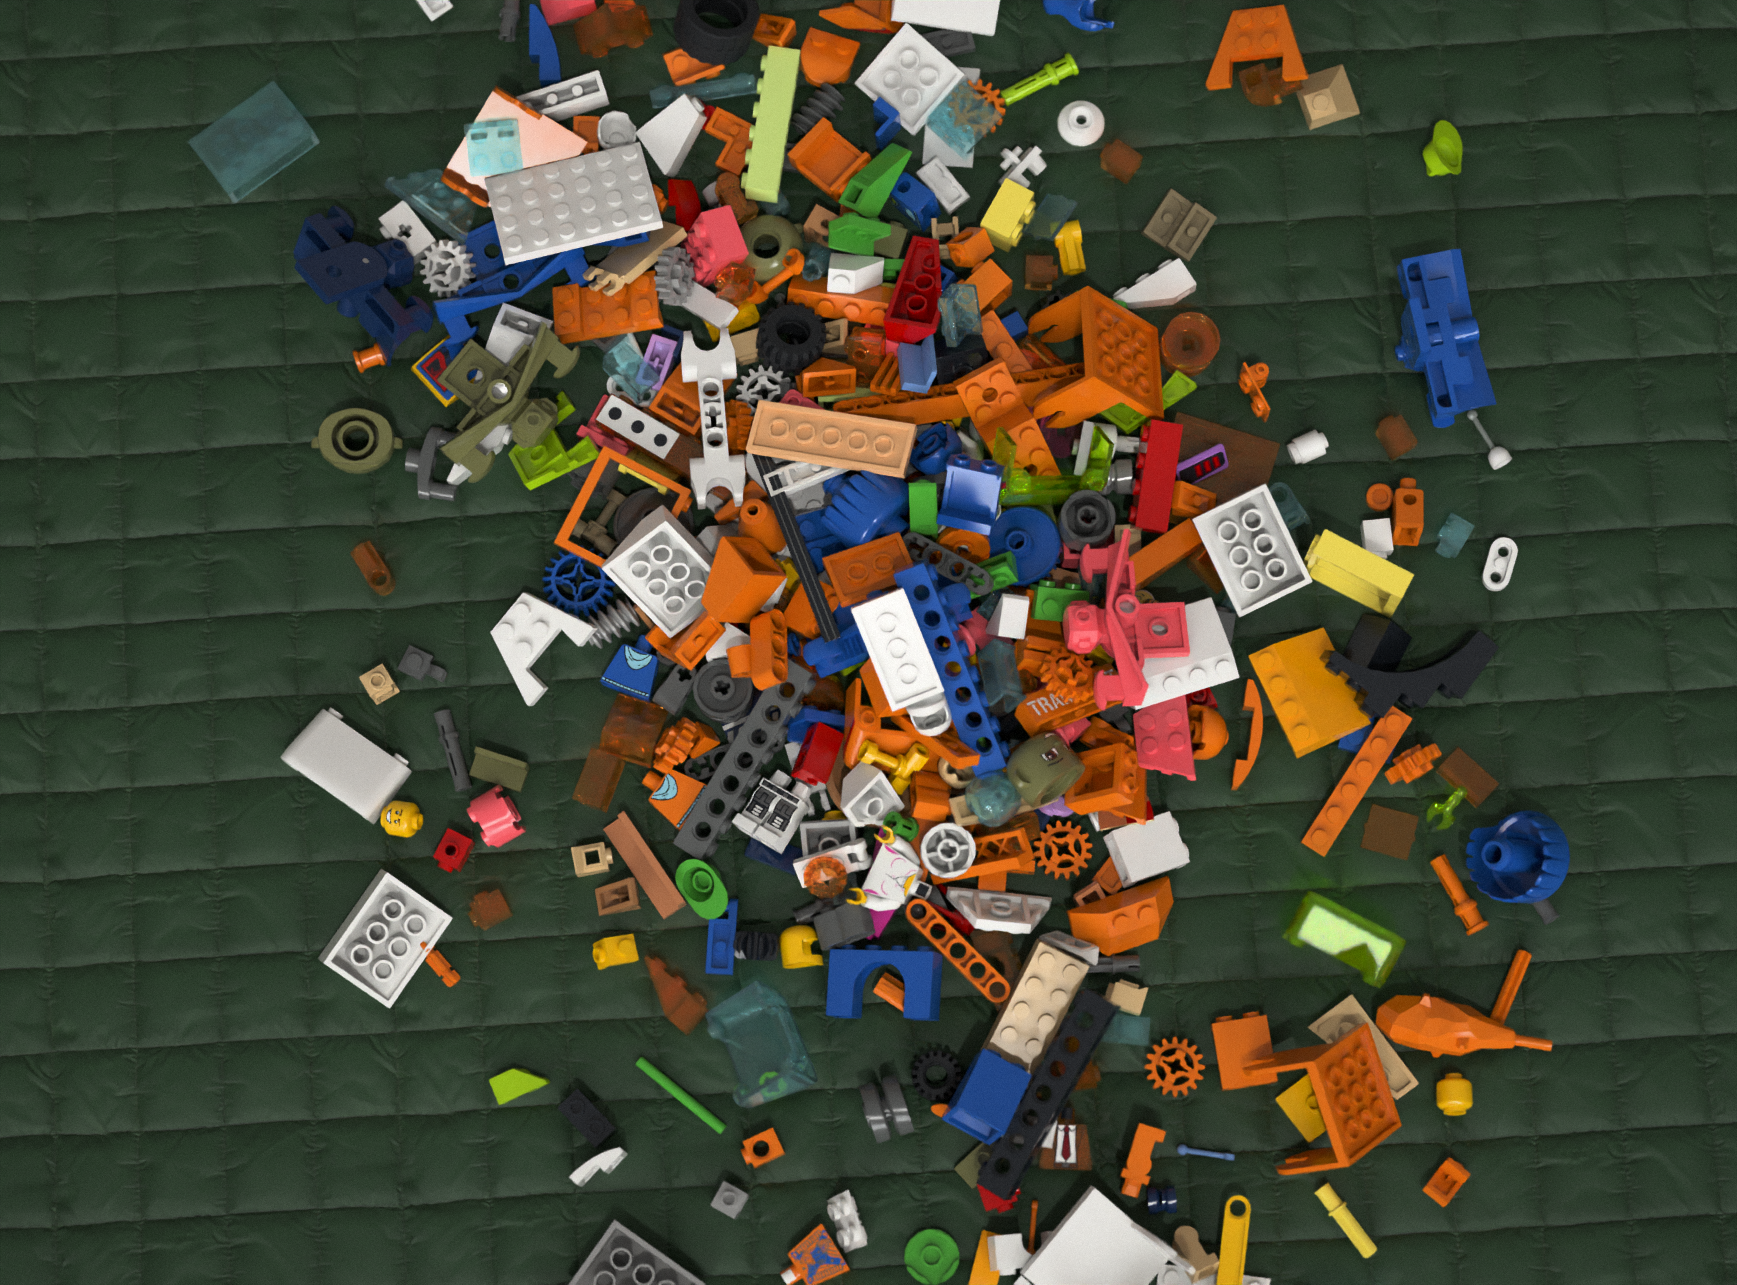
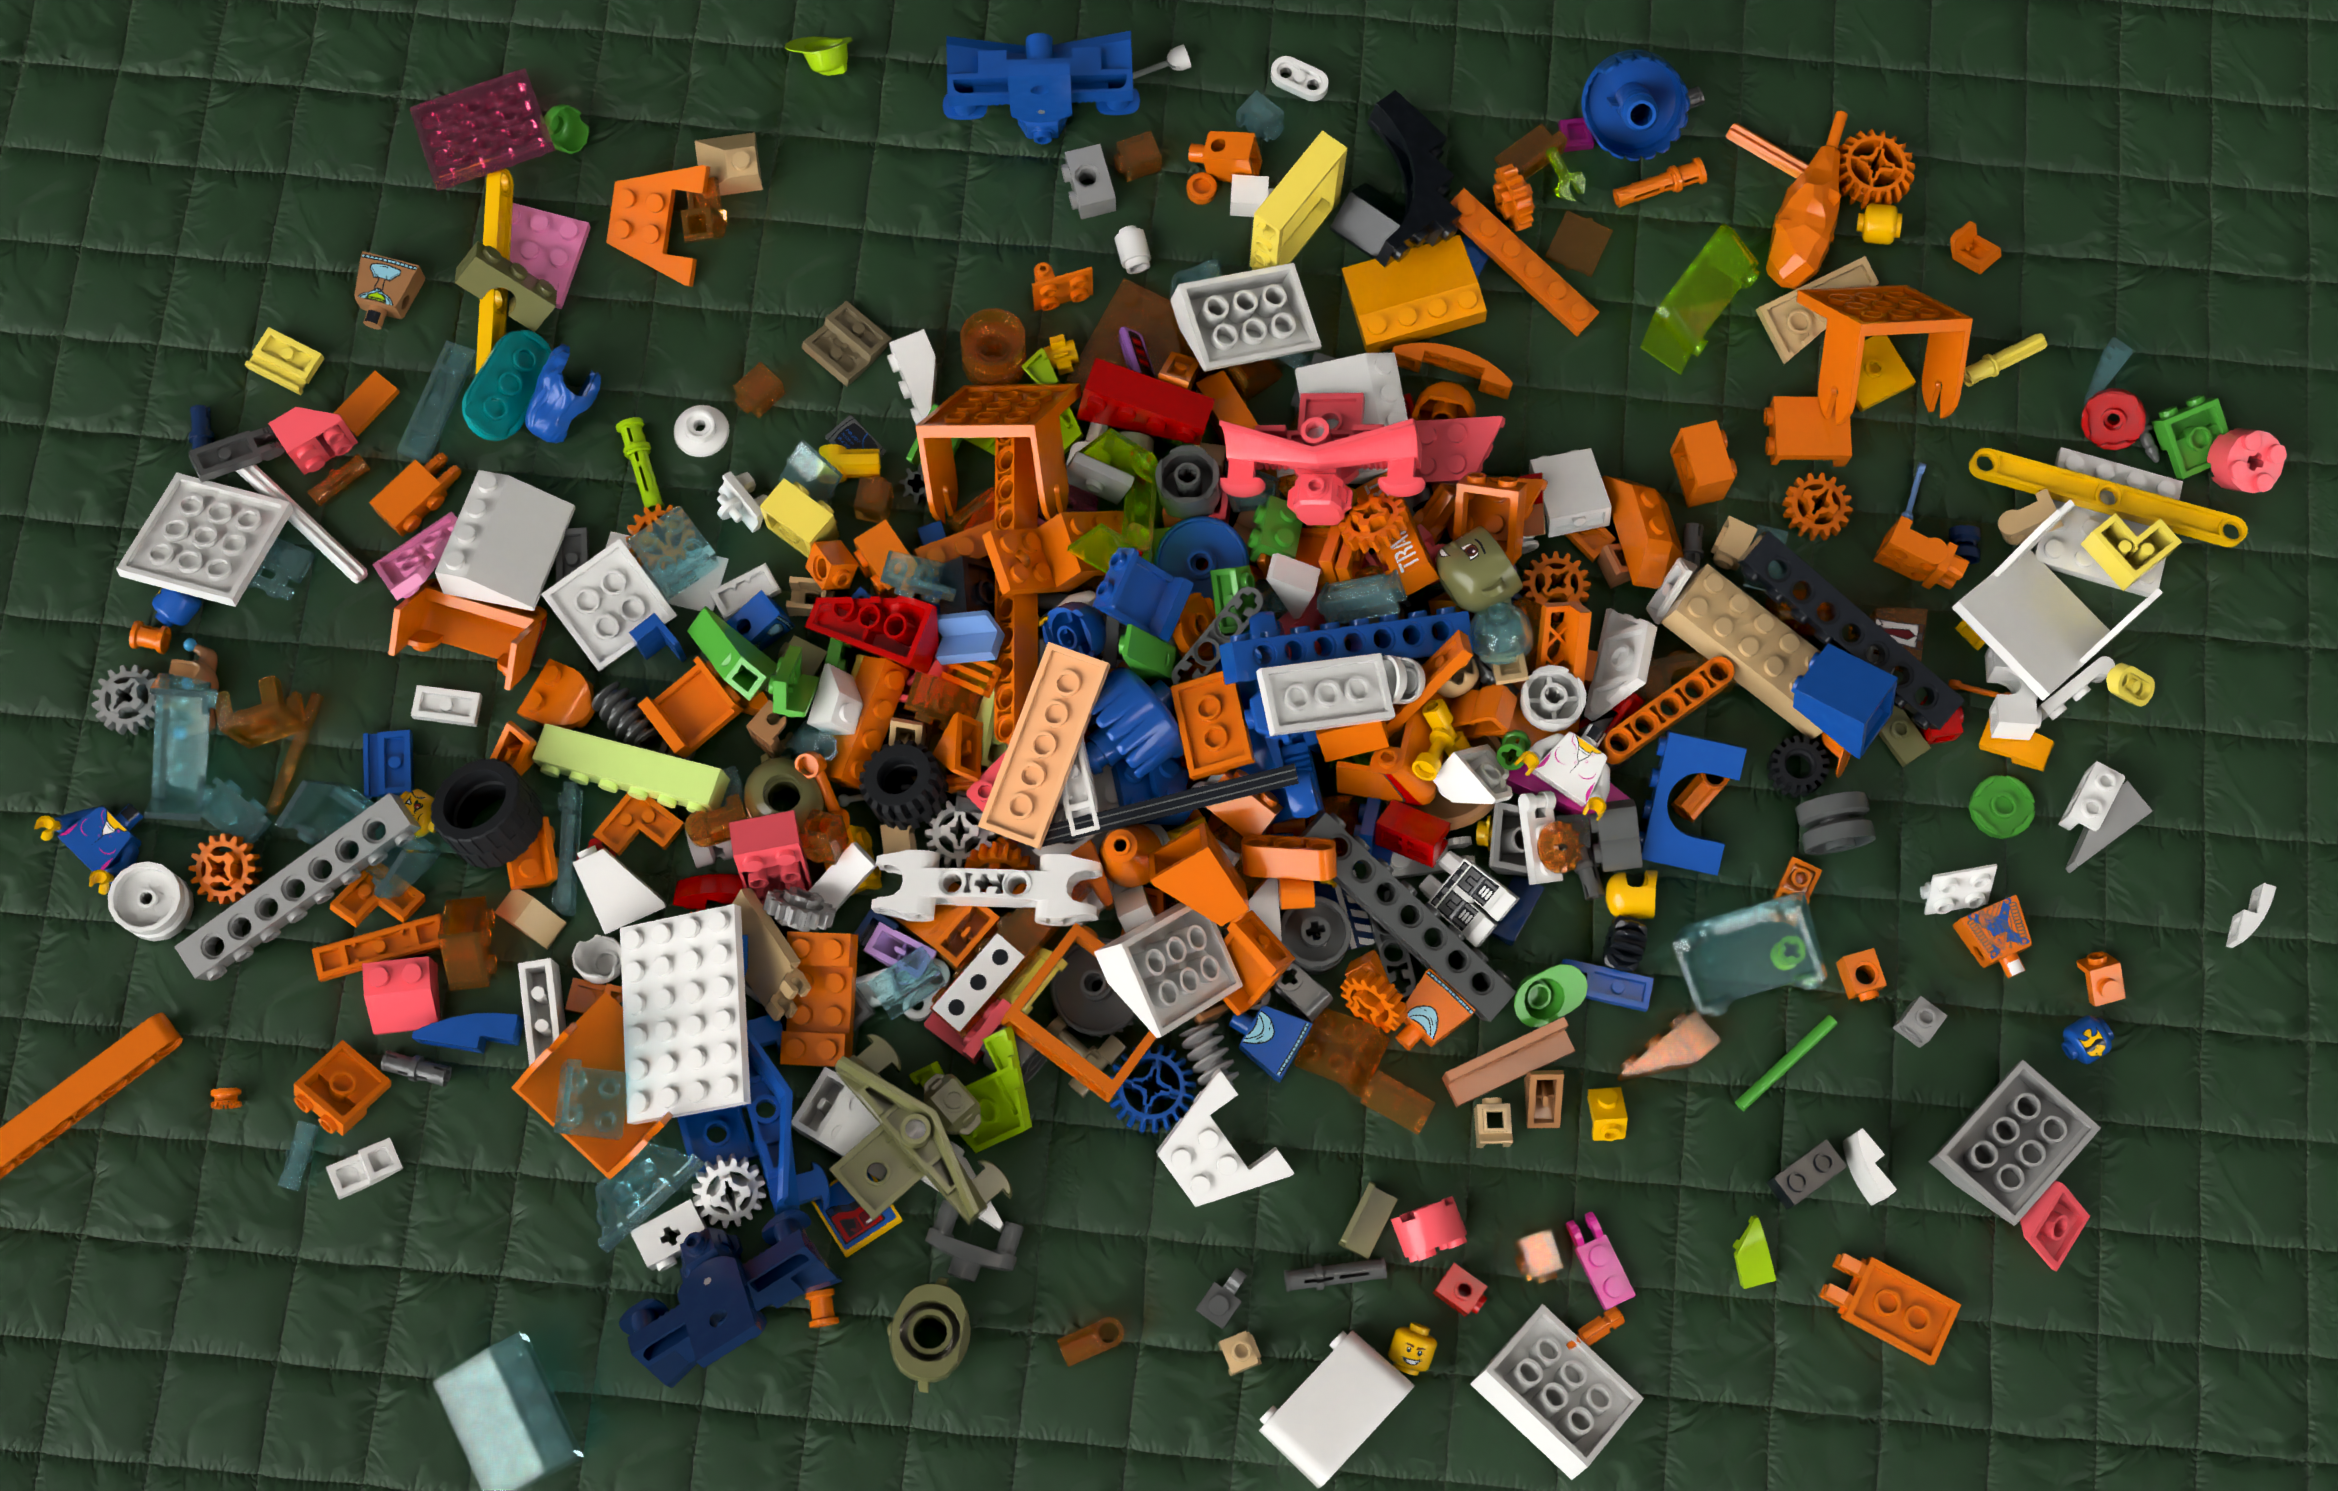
camera: 90 degrees left, 5 degrees down
(491, 1203) = (1893, 1307): none -> orange tile
(492, 962) = (1601, 1264): none -> dark pink hinge
(643, 74) = (531, 917): none -> tan slope
(833, 1087) = (1798, 878): none -> orange slope
(1095, 247) = (853, 436): none -> black sticker
(1192, 959) = (1703, 463): none -> orange brick
(1198, 403) = (1062, 354): none -> yellow gear
(1352, 410) = (1091, 165): none -> light grey brick
(1493, 812) = (1577, 134): none -> magenta tile
(1505, 1096) = (1890, 164): none -> orange gear

